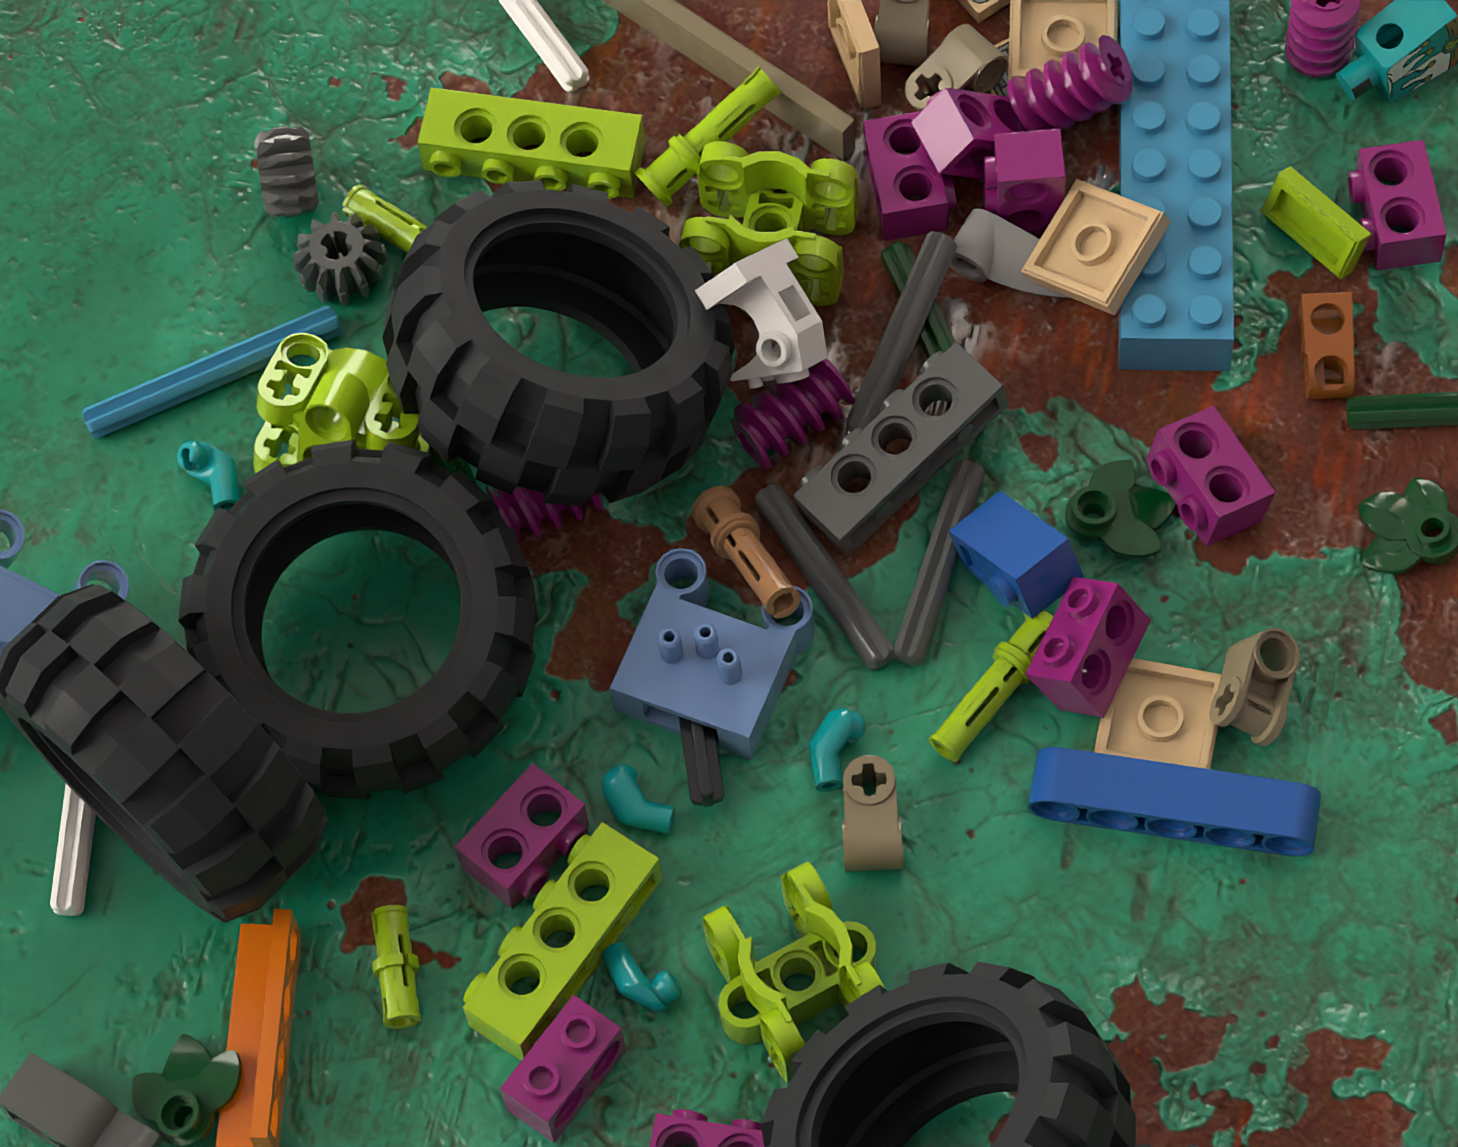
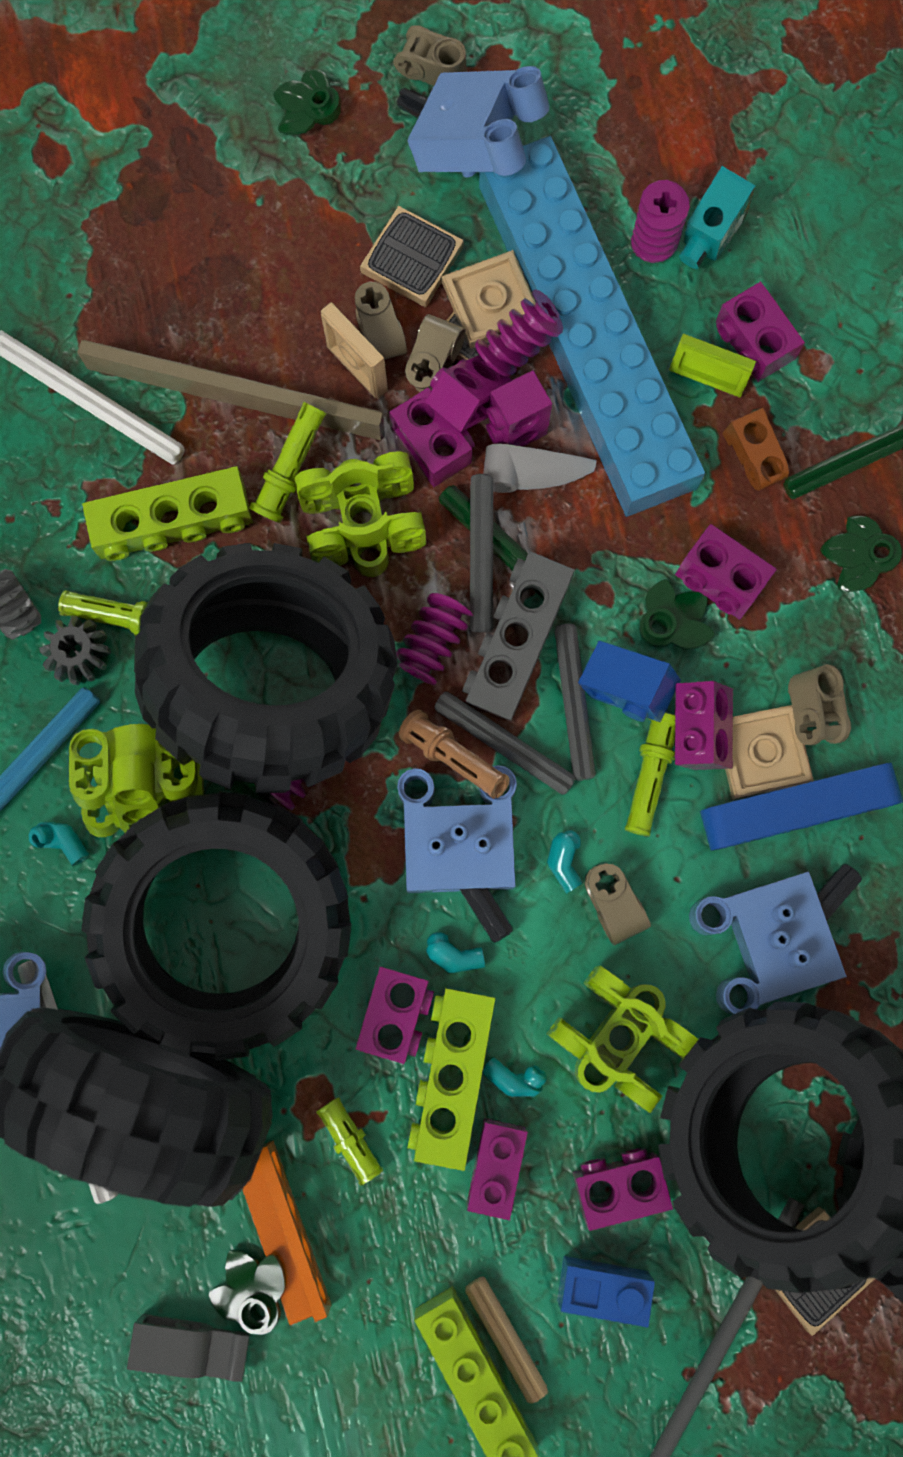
camera: 30 degrees left, 15 degrees up
(780, 311) = (394, 571): white tile -> none
(1077, 927) = (780, 935): none -> medium blue piece
(1095, 246) = (587, 442): tan tile -> none

